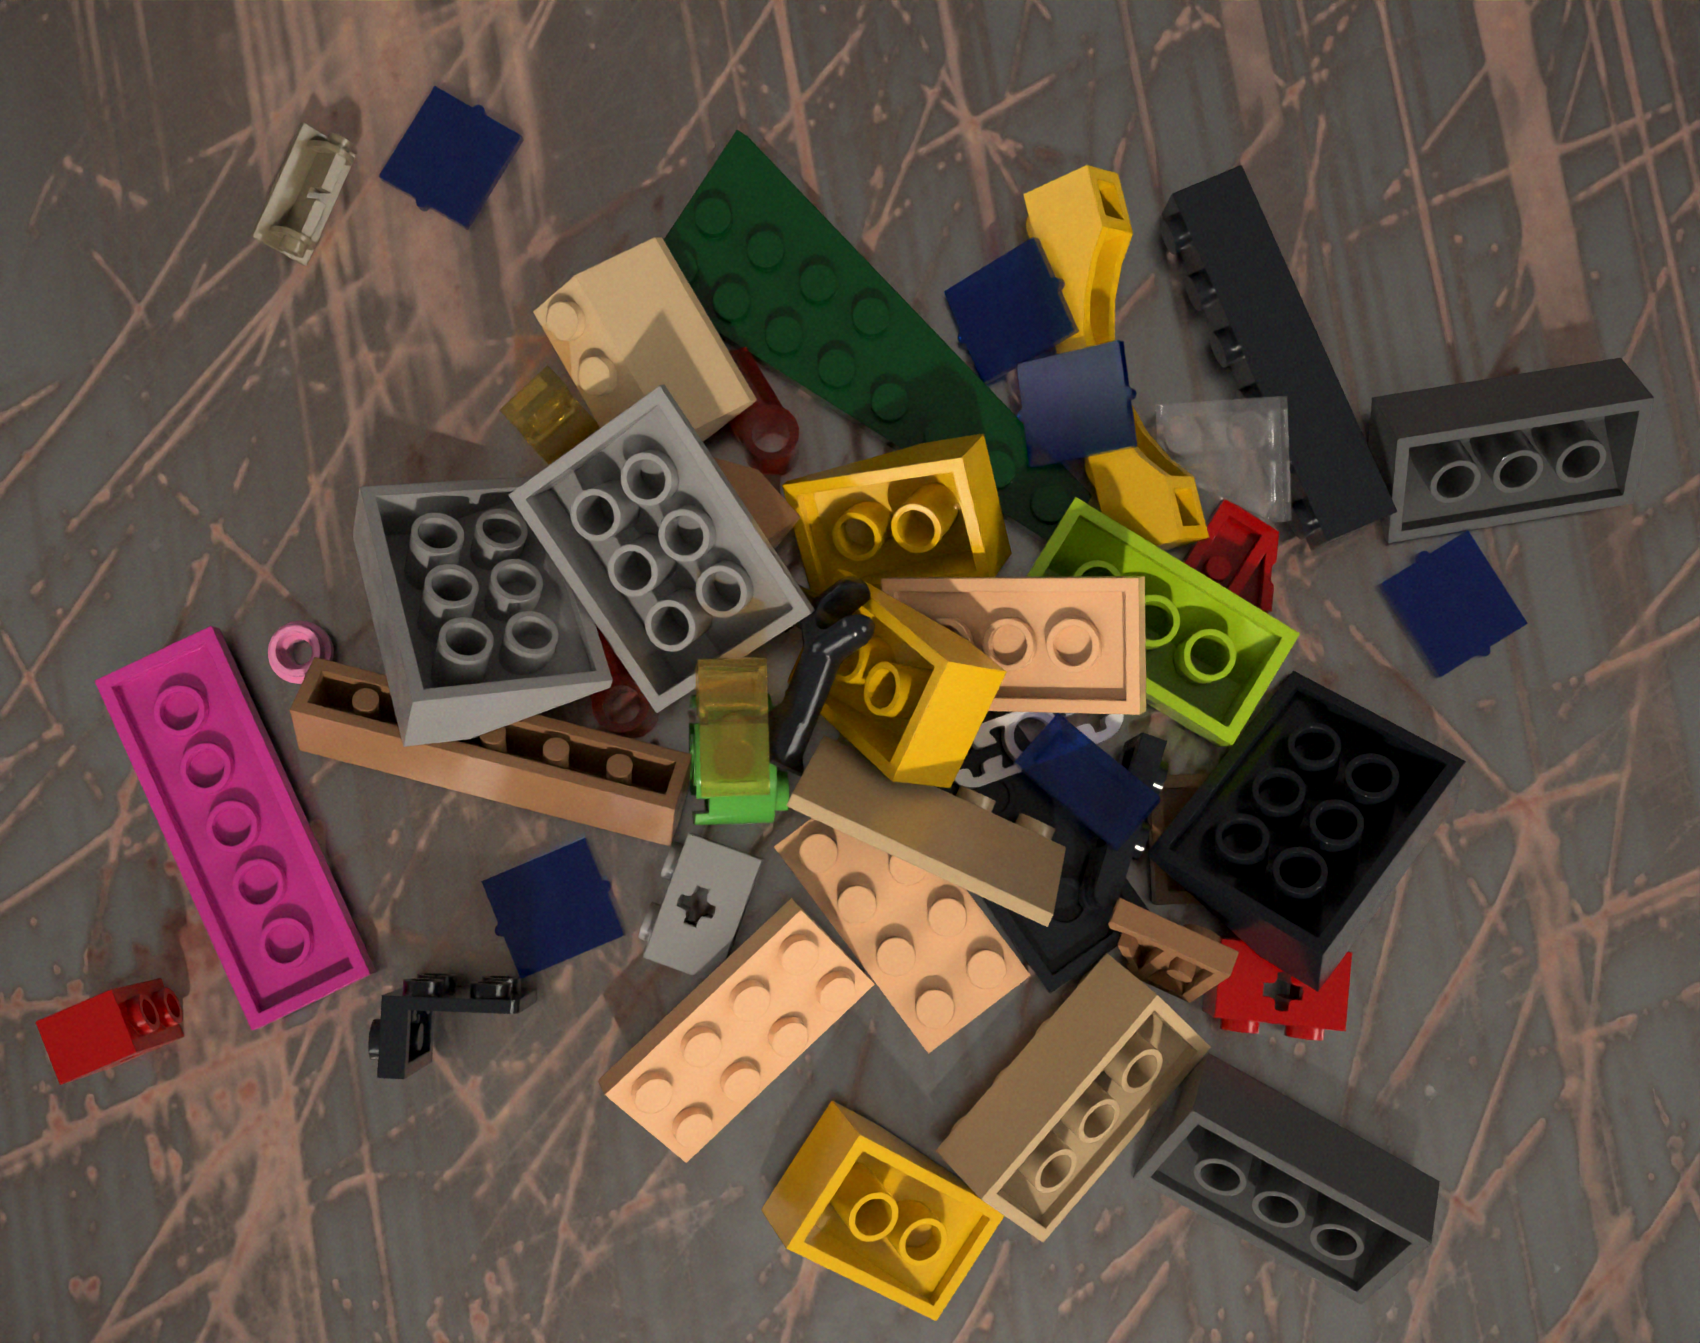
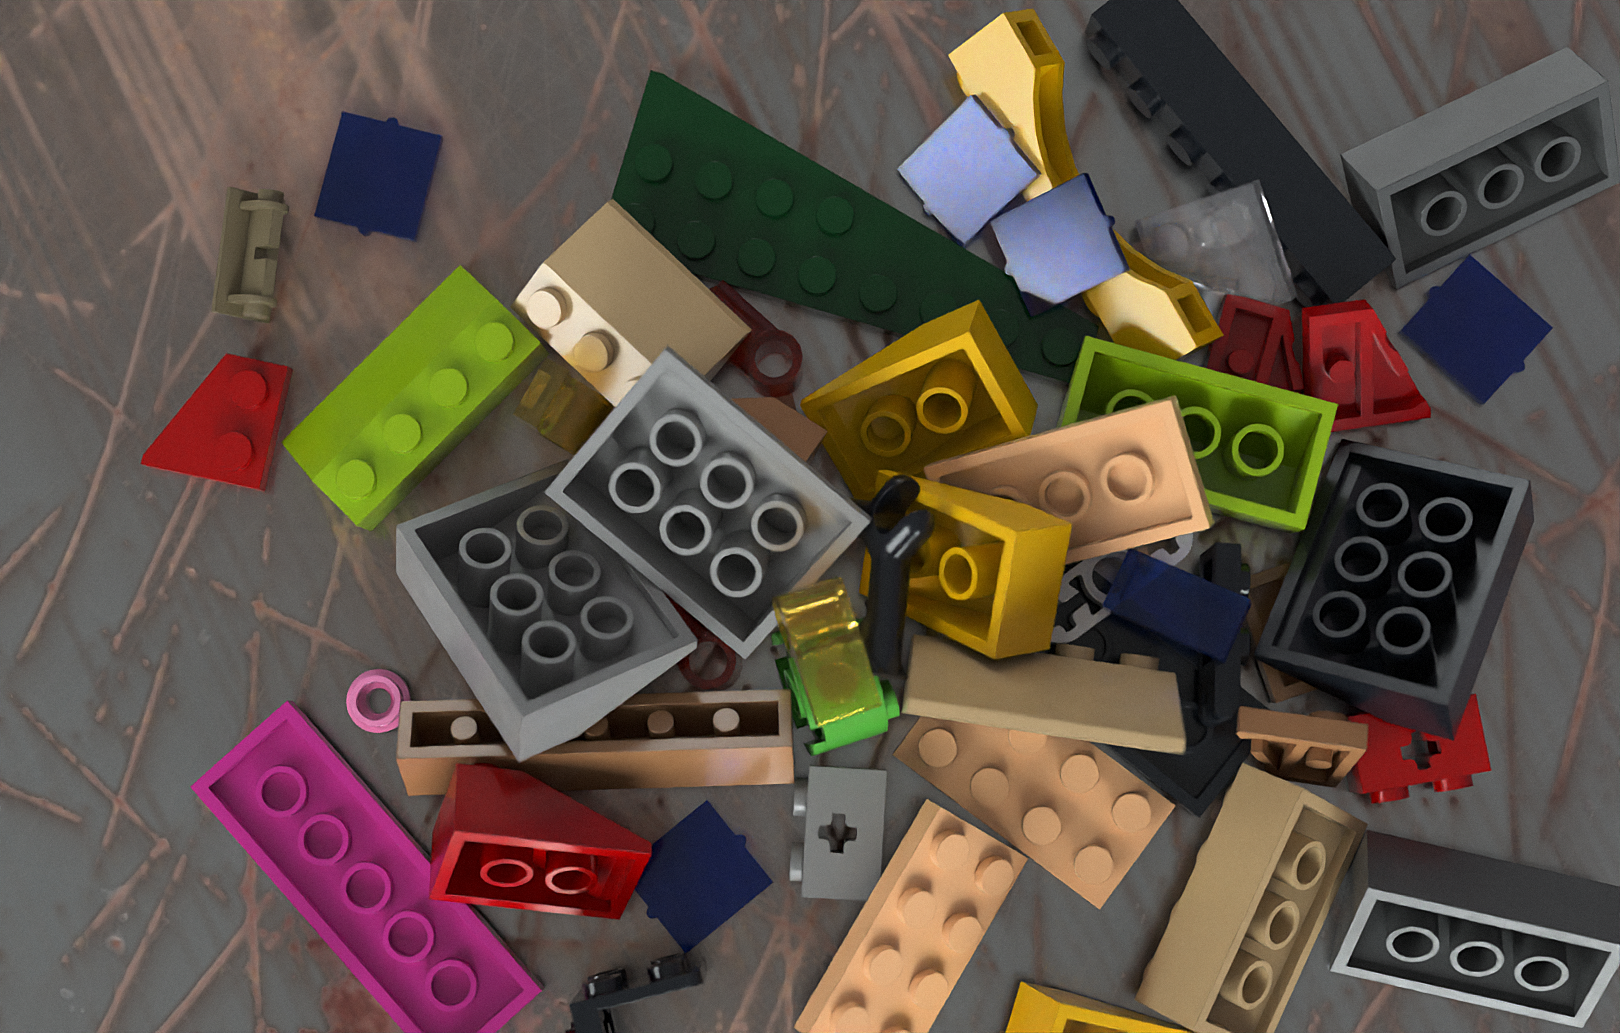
camera: 10 degrees left, 0 degrees up
(236, 349) = (227, 425): none -> red wing
(397, 833) = (530, 848): none -> red slope
(417, 378) = (414, 399): none -> lime slope
(1329, 604) = (1357, 367): none -> red wing

